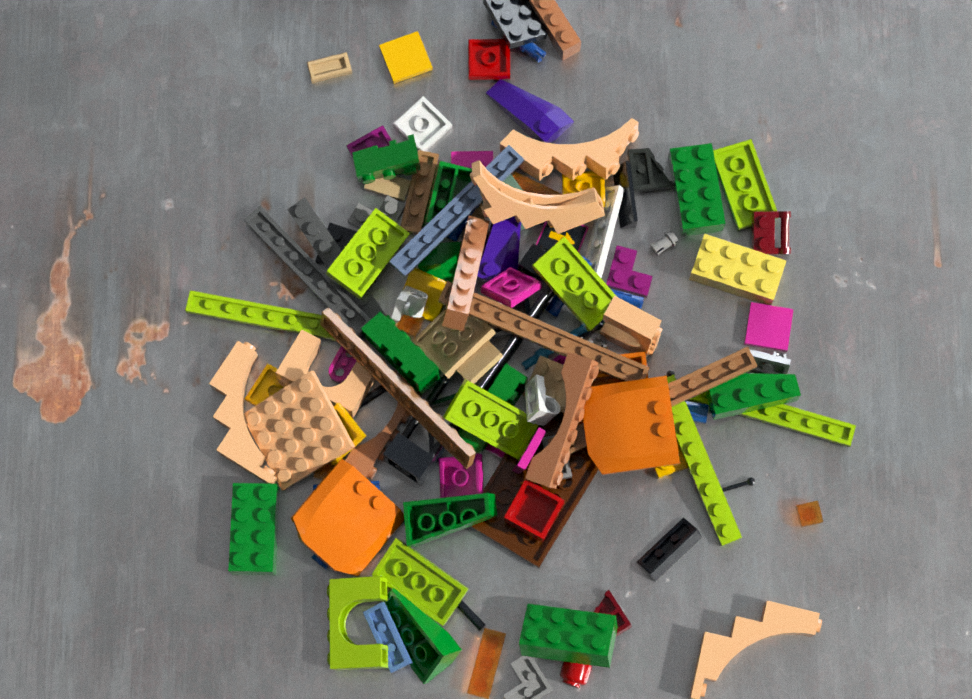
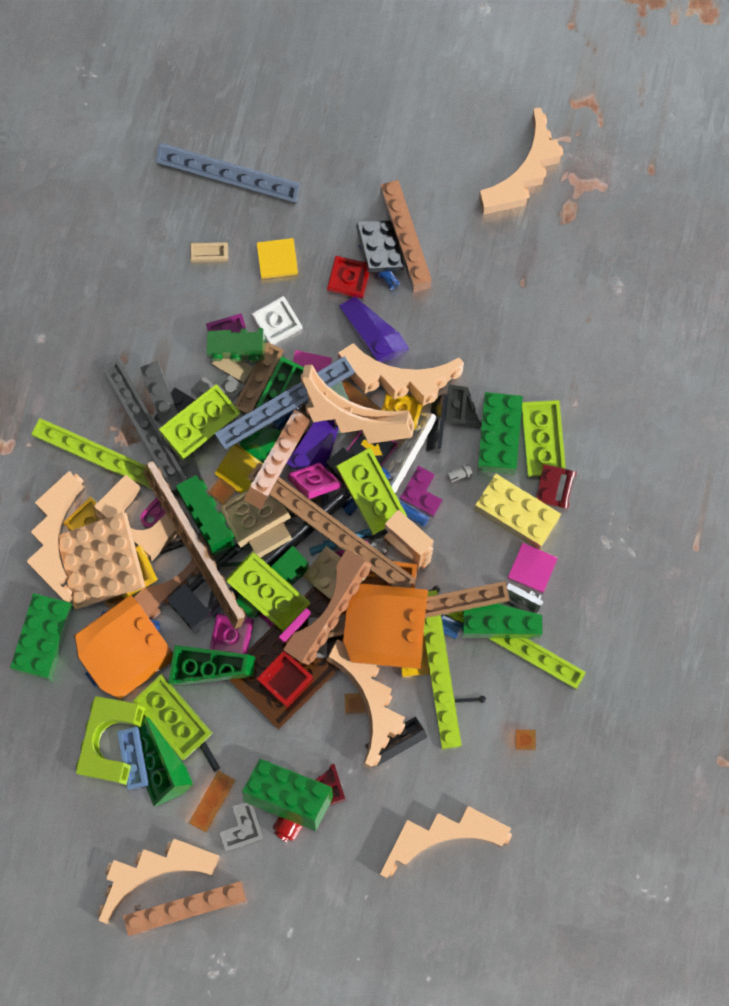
camera: 10 degrees right, 0 degrees up
(410, 303) = (224, 473): white plate -> none
(539, 407) = (312, 590): white plate -> none
(614, 519) = (354, 704): none -> clear orange plate
(635, 505) = (375, 695): none -> light nougat arch

